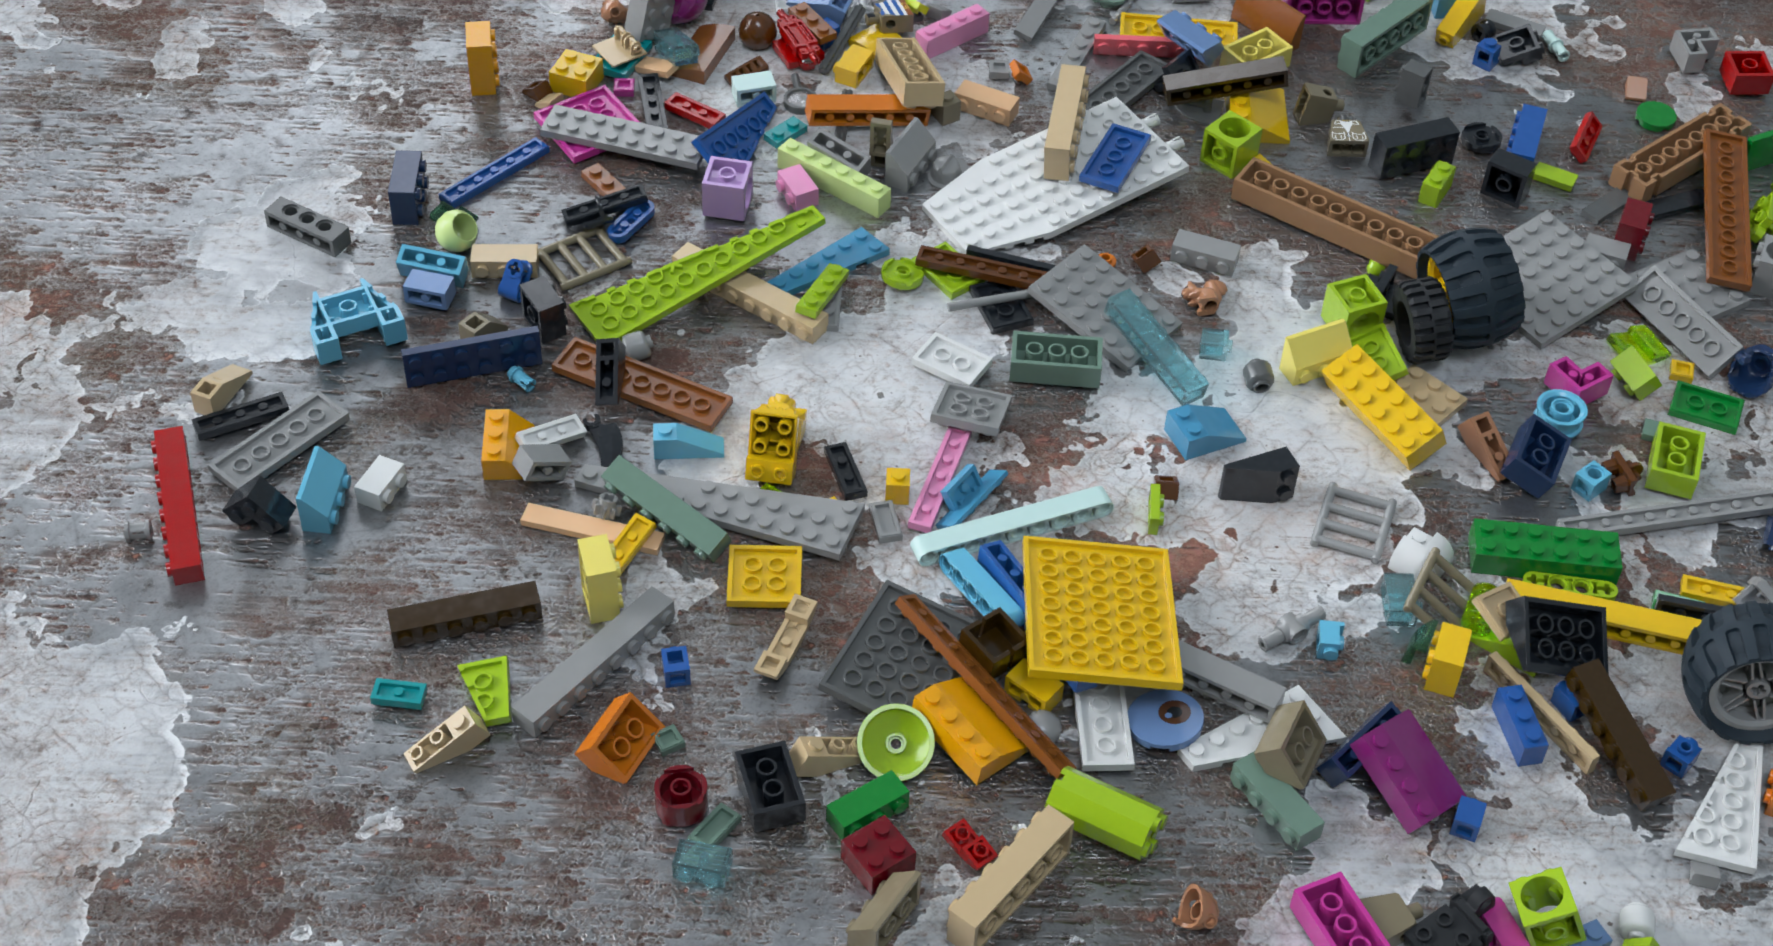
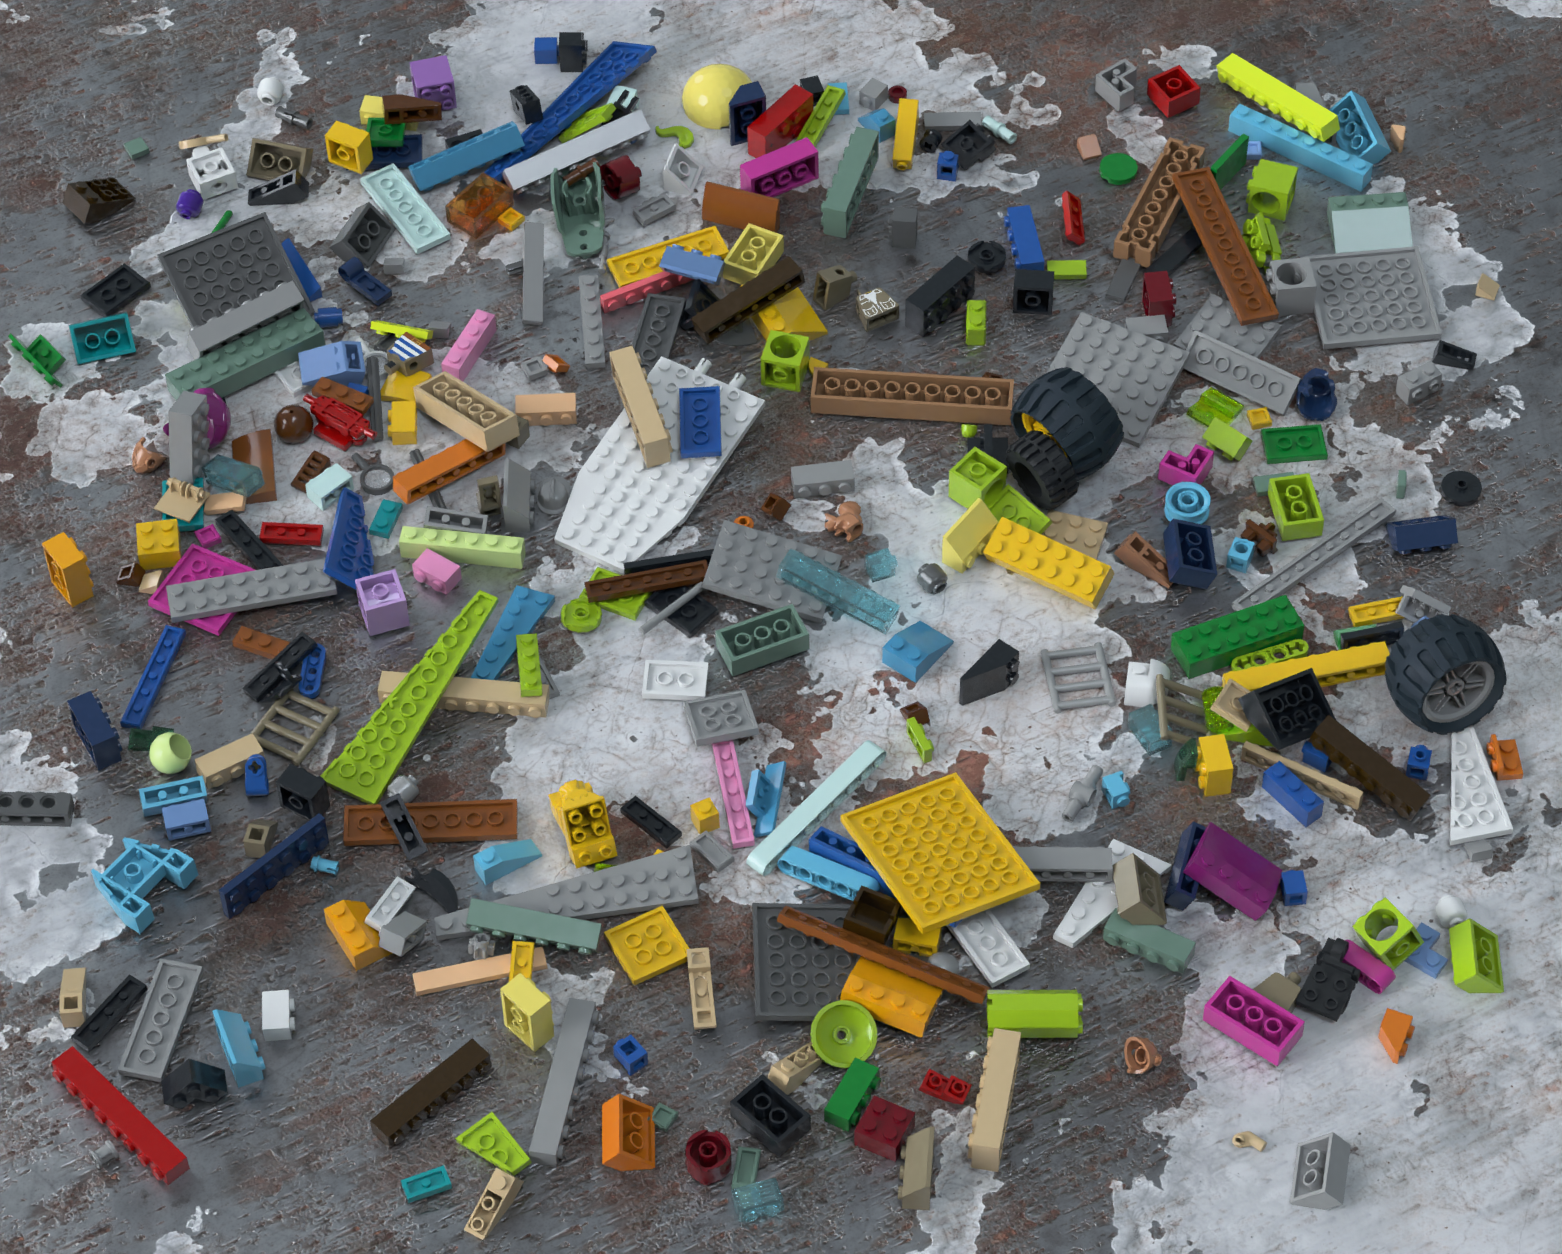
camera: 25 degrees left, 5 degrees up
(1165, 719) = (1032, 917): medium blue tile -> none

